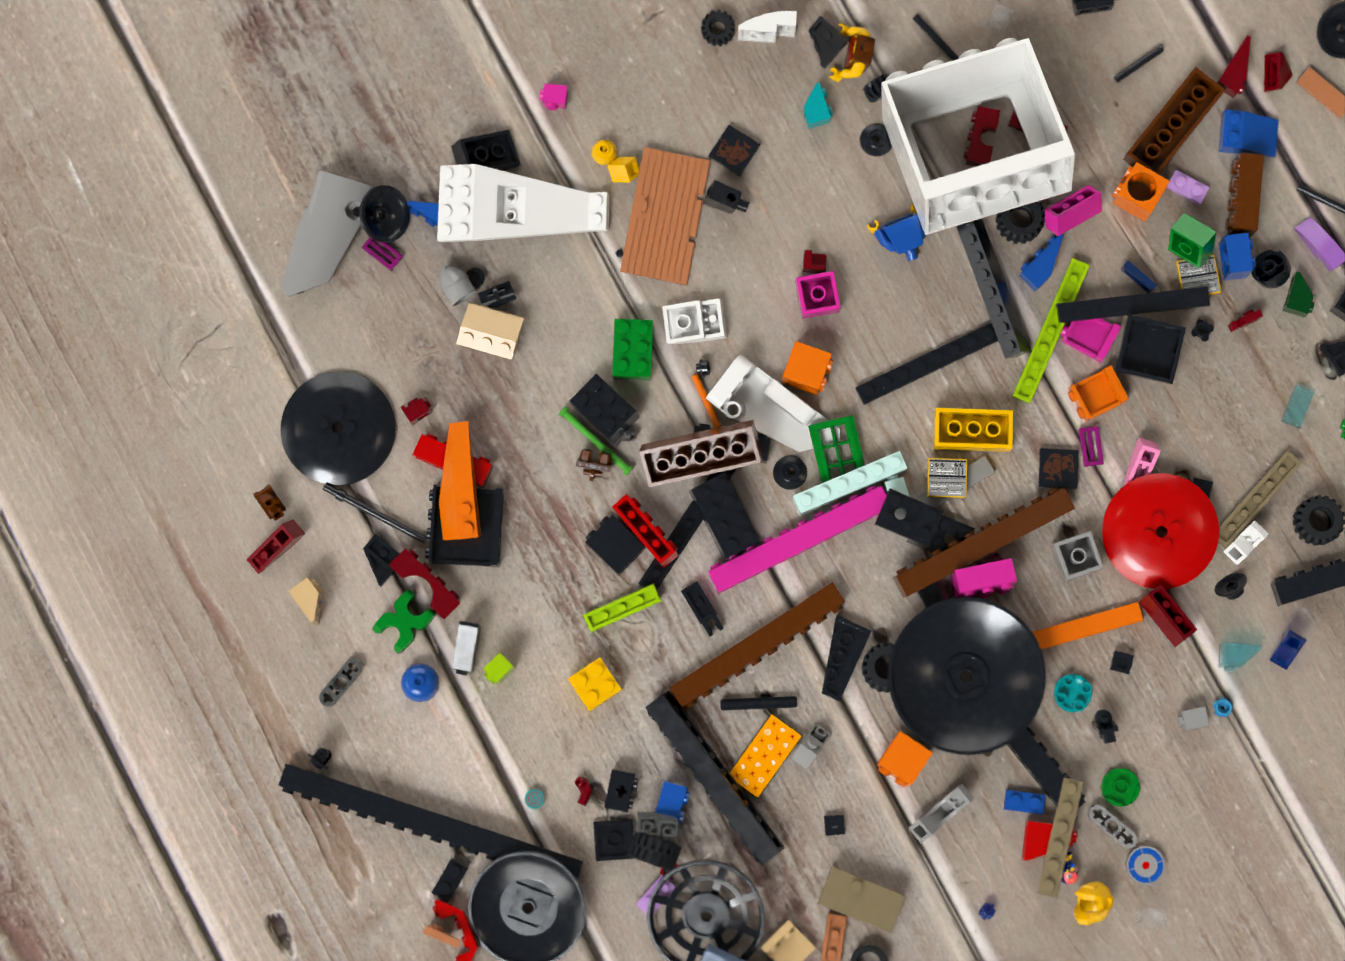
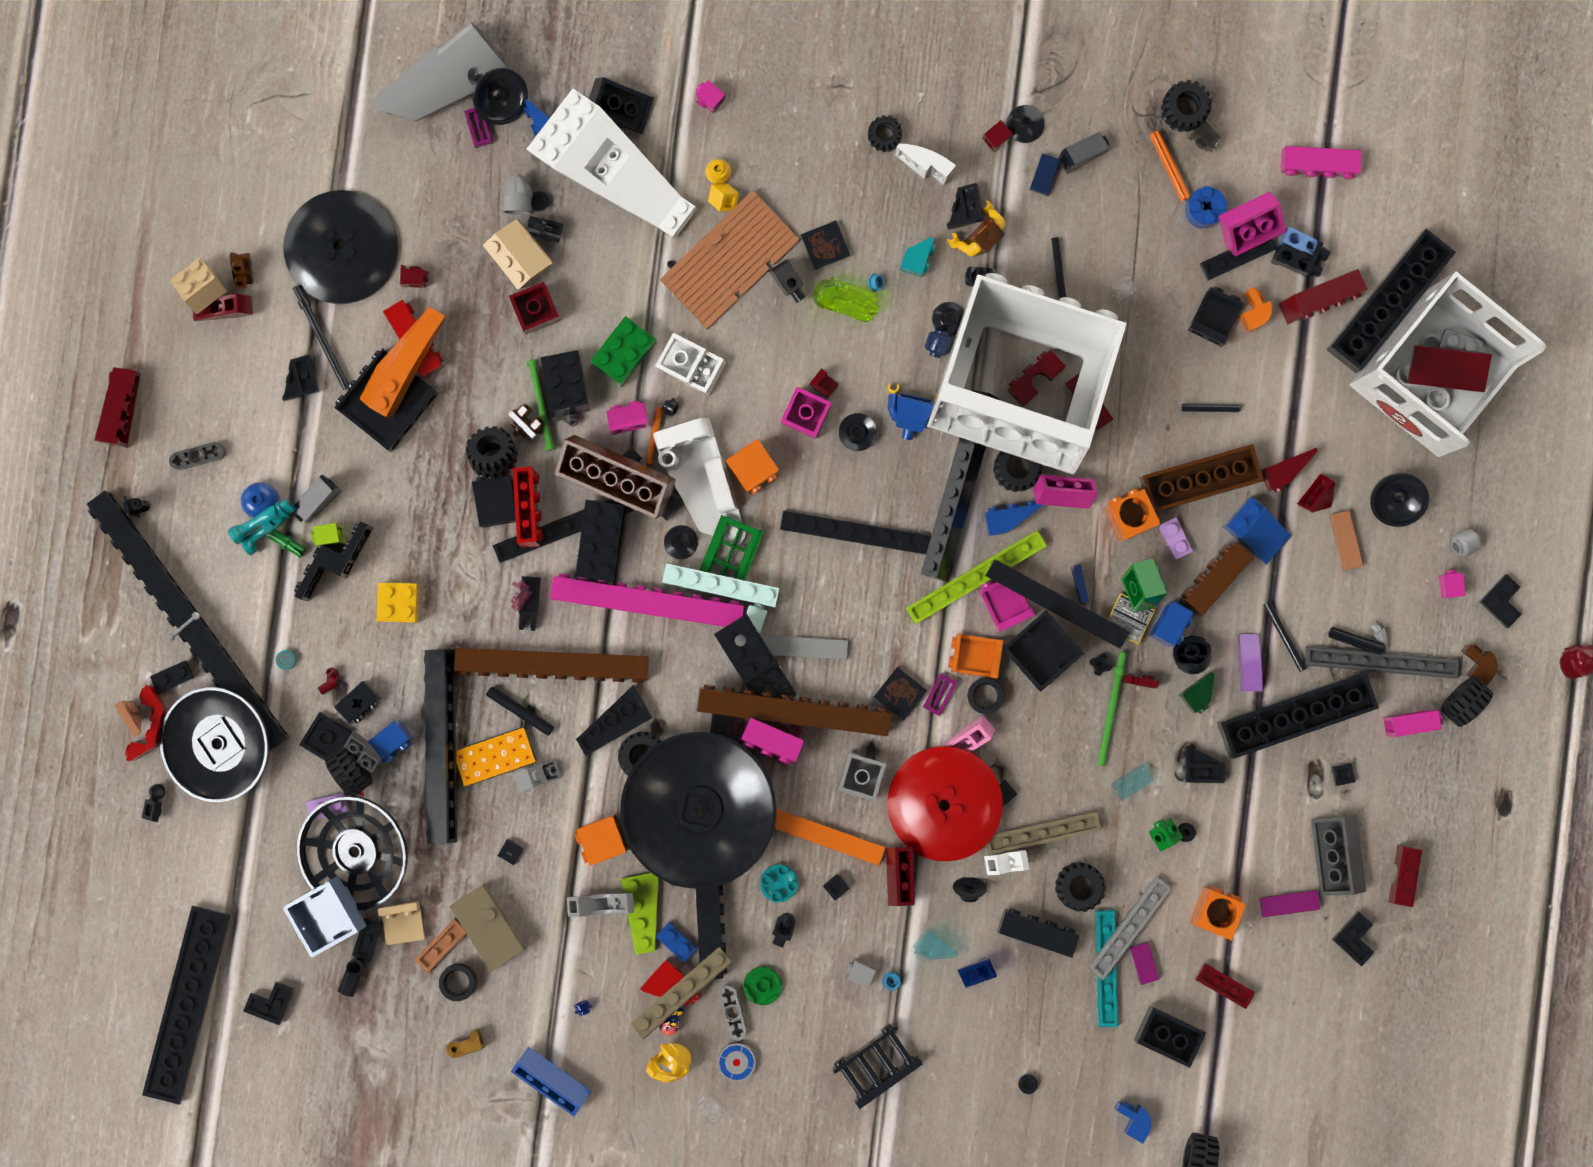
camera: 25 degrees right, 5 degrees up
(244, 540) = (198, 285): none -> tan brick
(248, 688) = (118, 408): none -> dark red wedge
(309, 599) = (216, 371): tan slope -> none
(404, 621) = (282, 442): green piece -> none
(435, 813) = (195, 616): none -> light grey hinge
(439, 692) = (269, 518): none -> teal piece
(442, 600) = (315, 399): dark red arch -> none
(466, 701) = (287, 543): none -> green pin
(517, 687) = (333, 561): none -> black bracket
(535, 365) = (534, 308): none -> dark red brick
(578, 495) = (487, 440): none -> black tyre
(622, 608) = (465, 556): lime tile -> none
(675, 401) = (627, 418): none -> dark pink slope
(694, 608) = (520, 599): none -> clear pink bracket
(783, 181) = (846, 299): none -> clear neon green hair
(797, 151) = (875, 282): none -> dark azure plate
(872, 272) = (857, 422): none -> black dish
(883, 164) = (938, 343): none -> dark blue head
(947, 478) = (802, 637): light grey tile -> none
(973, 429) = (852, 613): yellow brick -> none
(985, 804) = (645, 910): none -> lime wing
(1143, 420) = (1000, 695): none -> black tyre
(1221, 326) = (1119, 672): none -> bright green bar
(1281, 781) = (895, 1075): none -> black fence

